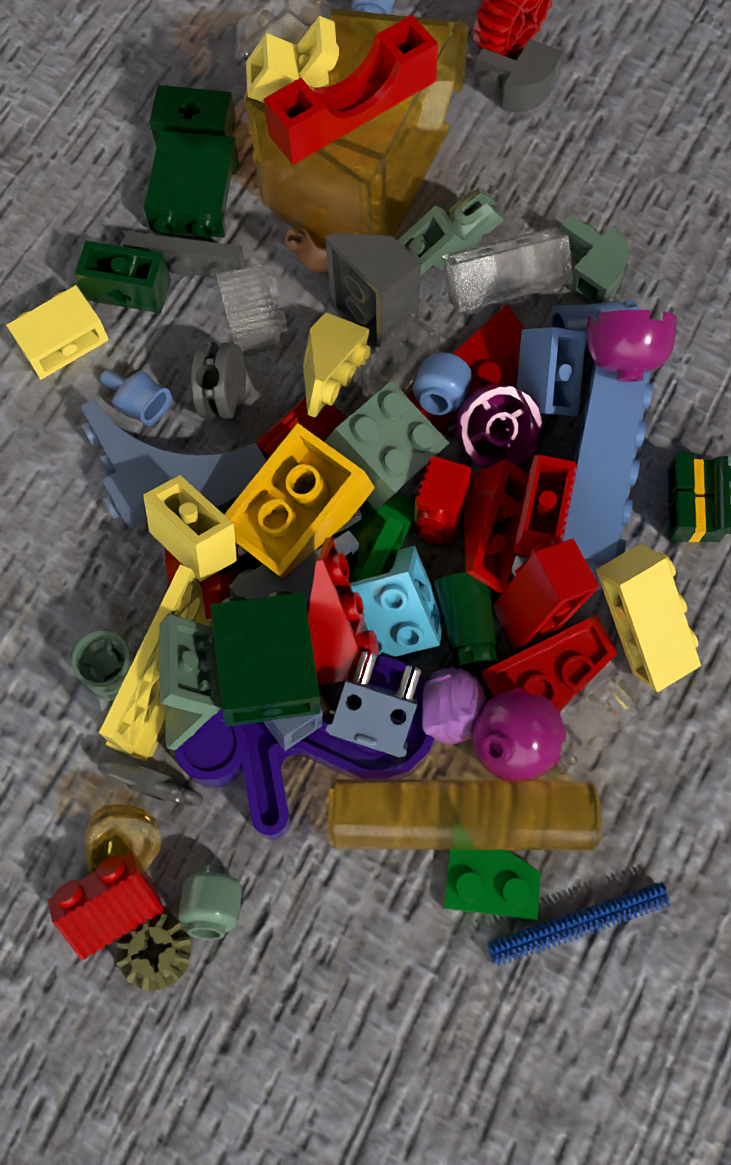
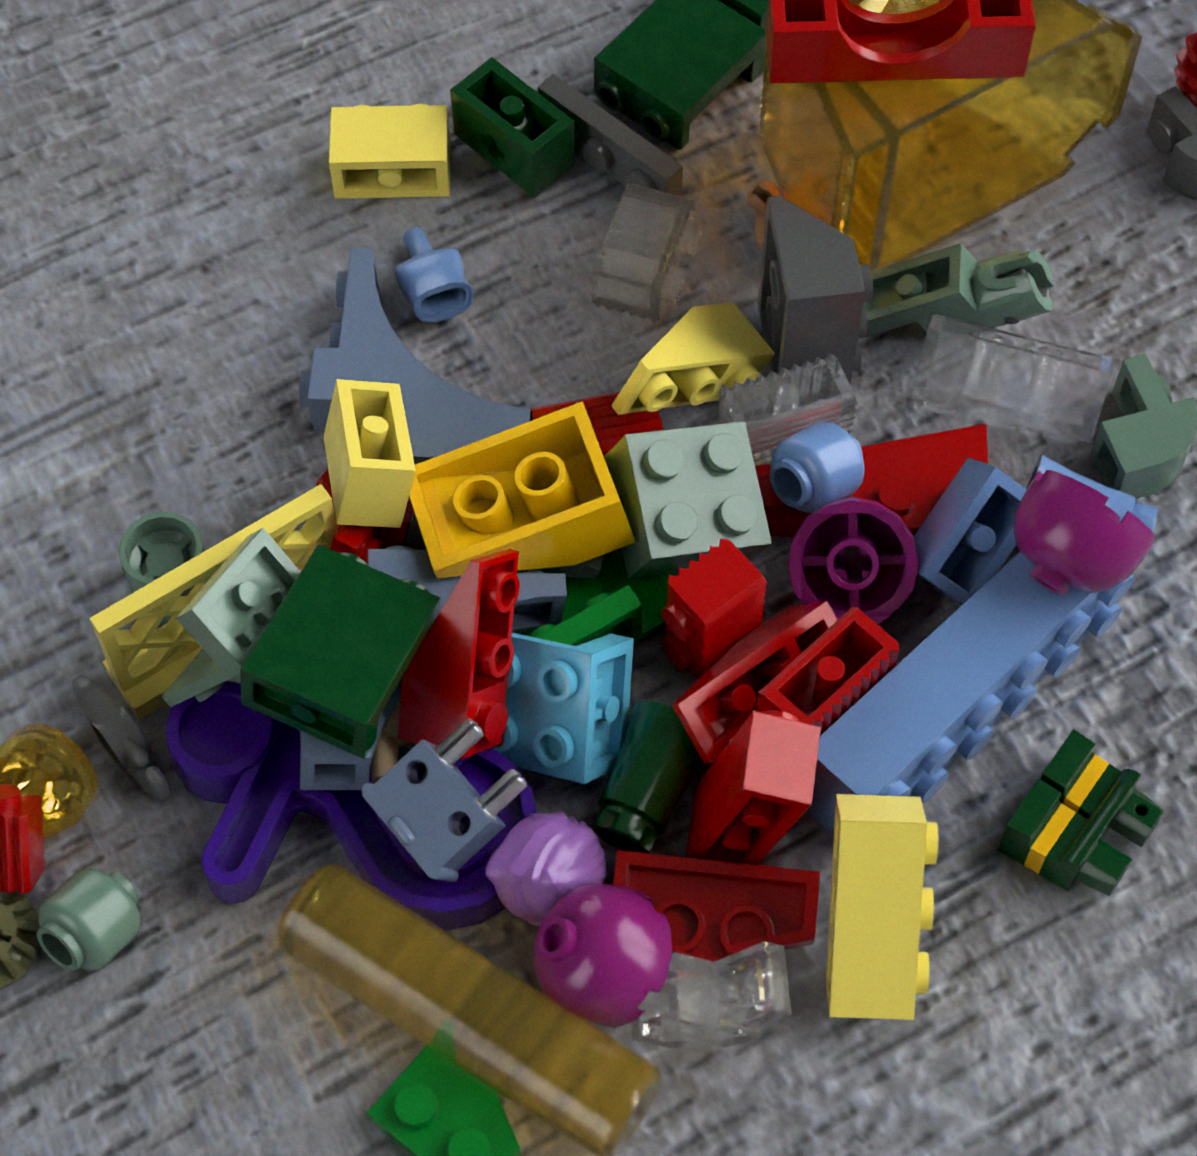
camera: 30 degrees right, 10 degrees down
(218, 380) = (540, 311): dark grey head -> none

